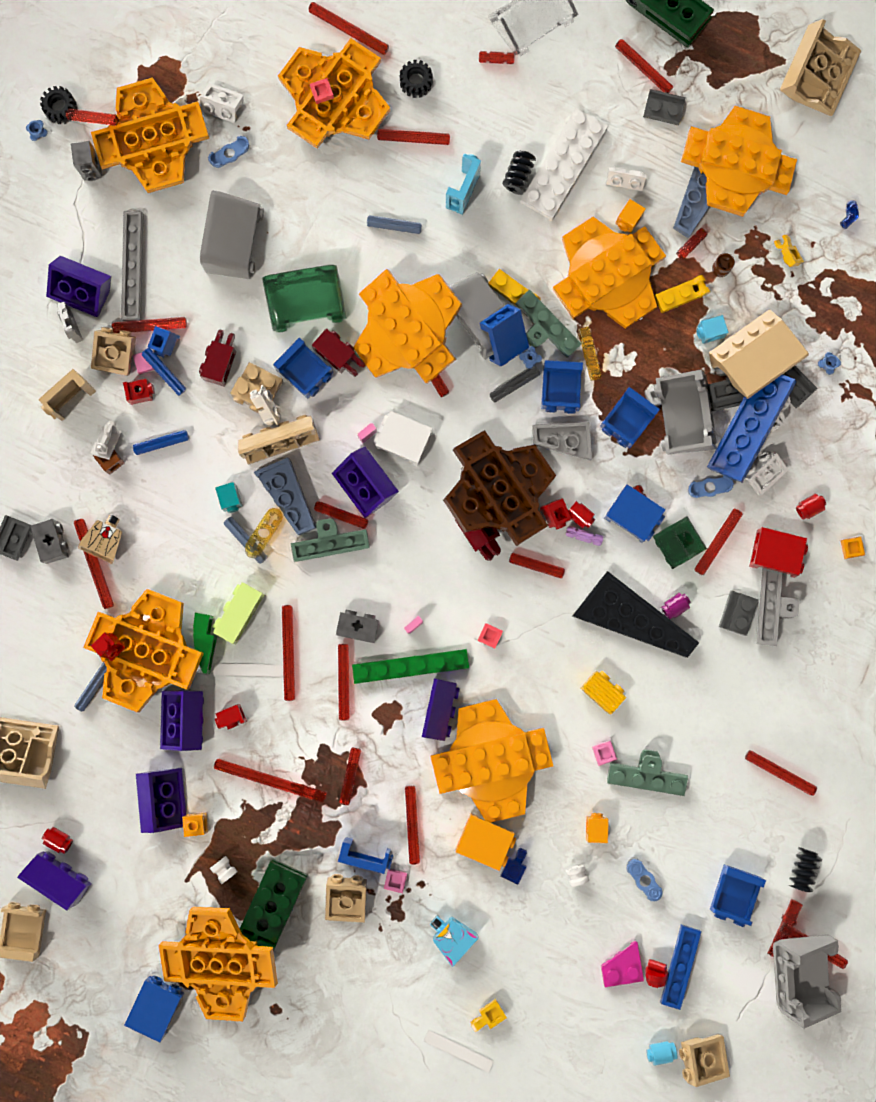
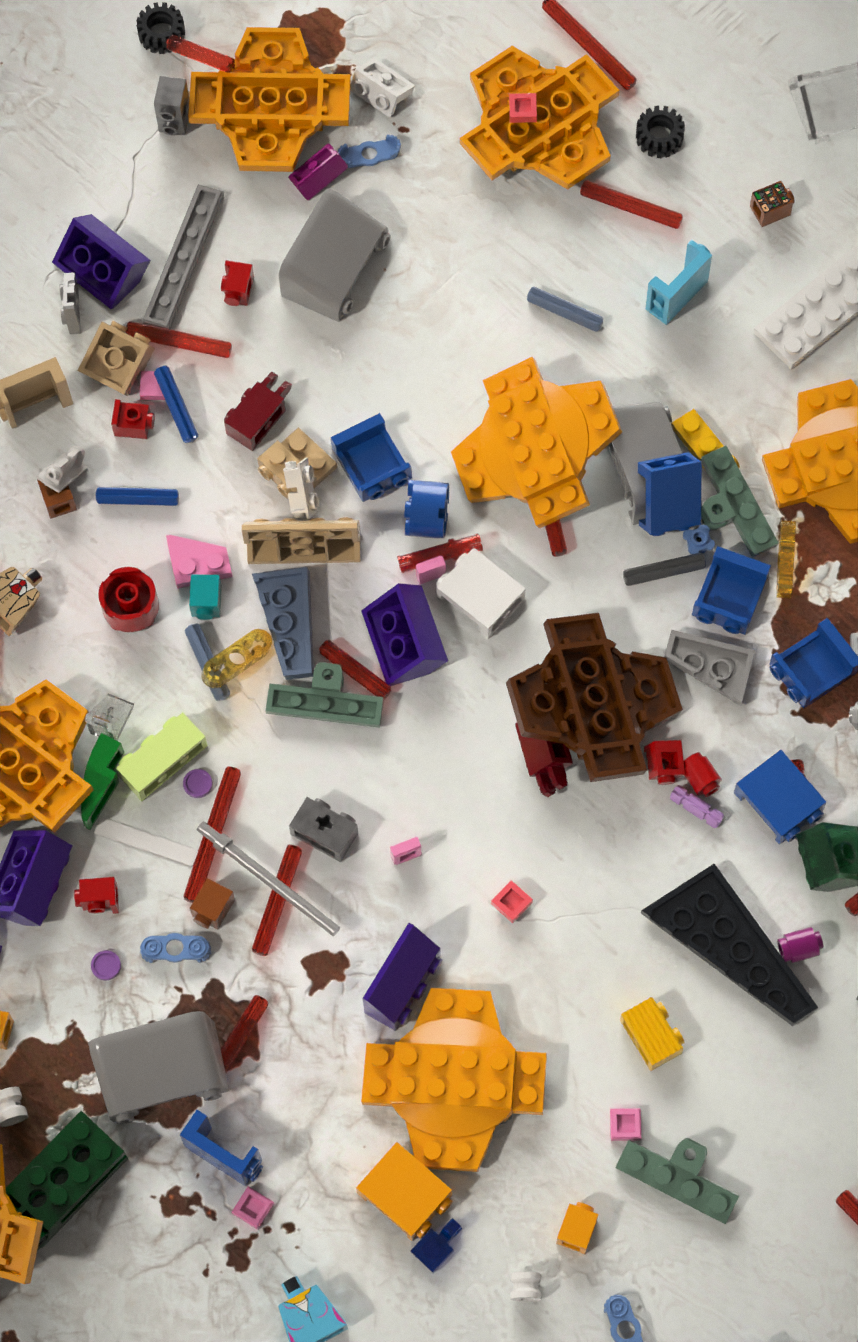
camera: 20 degrees right, 15 degrees down
(32, 126) = (115, 45): medium blue plate -> none
(162, 341) = (189, 364): blue brick -> none
(170, 513) = (132, 614): none -> red brick
(174, 274) = (237, 283): none -> red brick
(196, 596) = (109, 716): none -> clear slope
(200, 177) = (318, 171): none -> magenta slope
(215, 473) = (196, 558): none -> bright pink wing
(251, 758) = (105, 965): none -> medium lavender piece
(267, 621) = (197, 783): none -> medium lavender piece
(269, 780) = (100, 988): clear red axle -> none
(298, 659) = (225, 845): none -> light grey bar
(302, 730) = (193, 948): none -> medium blue piece
(304, 296) = (406, 361): clear green windscreen -> none
(304, 700) = (211, 904): none -> dark orange brick
(309, 817) = (159, 1064): none -> light grey windscreen
(336, 352) = (424, 449): dark red hinge -> none
(346, 898) = (171, 1206): tan plate -> none
(351, 394) = (426, 509): none -> blue brick
(373, 416) = (449, 550): none -> clear red pin
(410, 666) = (385, 909): green plate -> none
(412, 825) = (305, 1135): clear red axle -> none
(496, 57) = (782, 136): clear red axle -> none
(505, 108) = (772, 203): none -> brick
(518, 171) = (763, 290): black piece -> none
(536, 565) = (613, 826): clear red axle -> none

